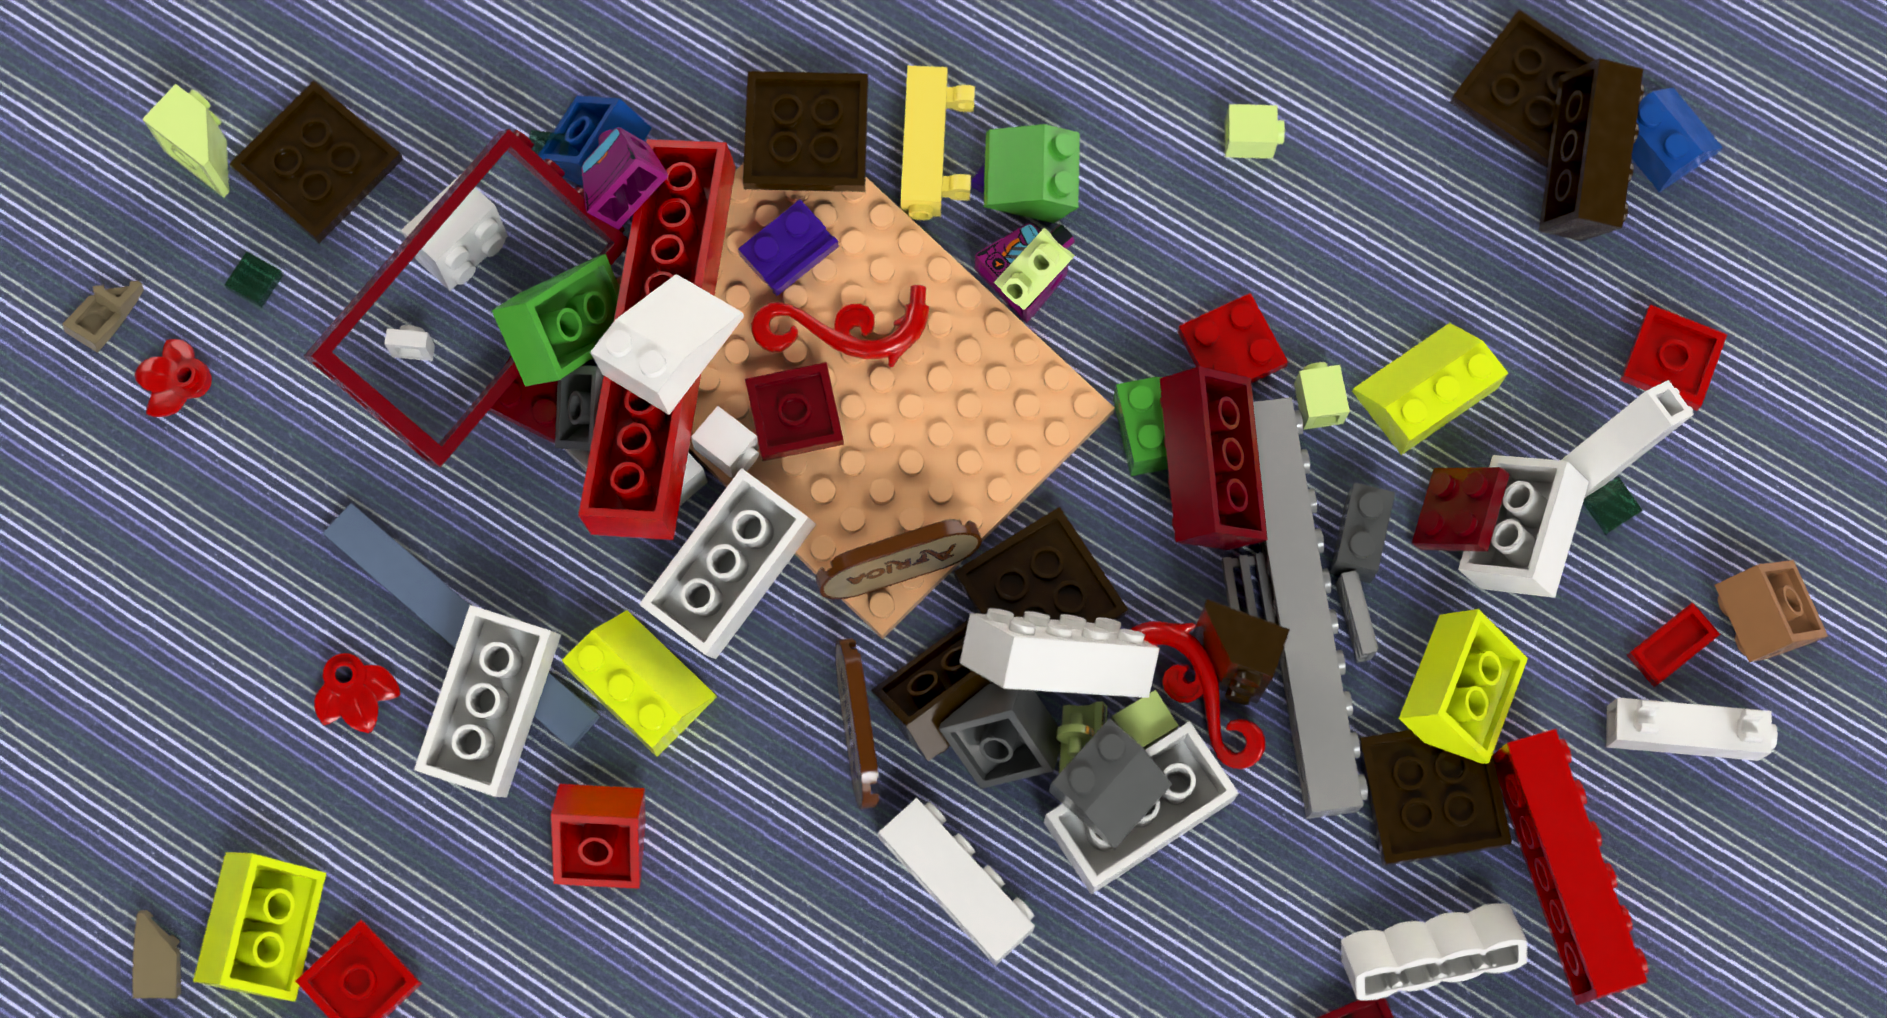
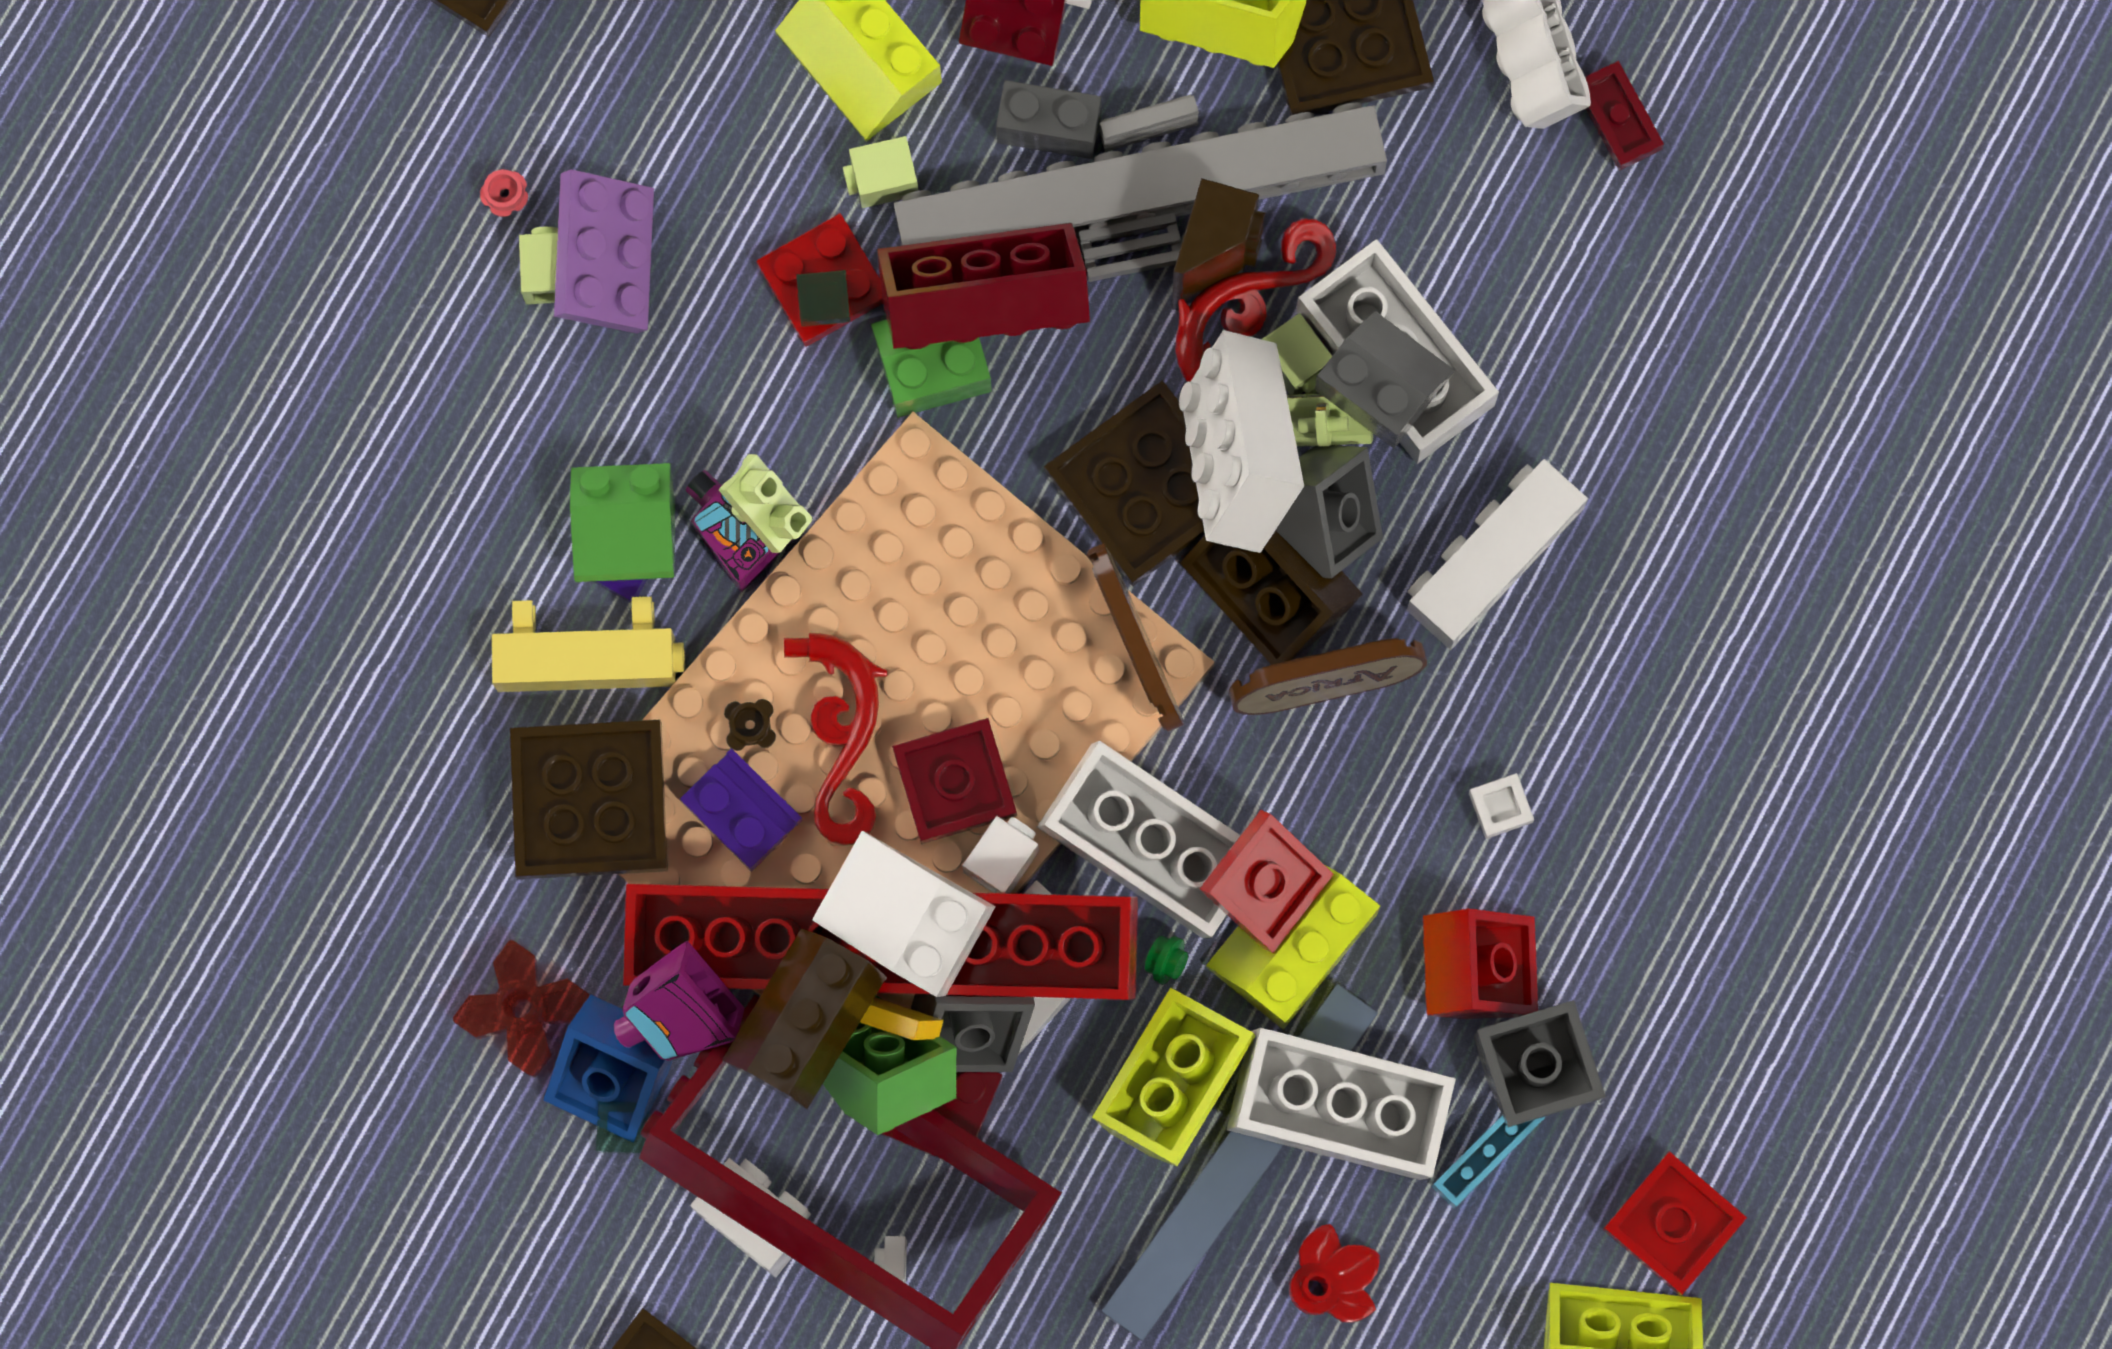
camera: 90 degrees left, 5 degrees up
(441, 829) = (1481, 1160): none -> medium azure piece
(502, 873) = (1539, 1064): none -> dark grey slope
(527, 565) = (1173, 1078): none -> neon yellow slope
(589, 257) = (805, 1017): none -> dark brown slope
(590, 327) = (901, 1020): none -> yellow tile
(633, 576) = (1166, 959): none -> green plate
(649, 79) = (495, 1013): none -> clear red plant
(678, 649) = (1266, 881): none -> plate
(735, 866) = (1501, 806): none -> white plate
(857, 246) = (757, 712): none -> dark brown plate
(1213, 338) = (823, 298): none -> clear green tile
(1261, 171) = (603, 251): none -> medium lavender plate
(1317, 95) = (495, 184): none -> coral plate

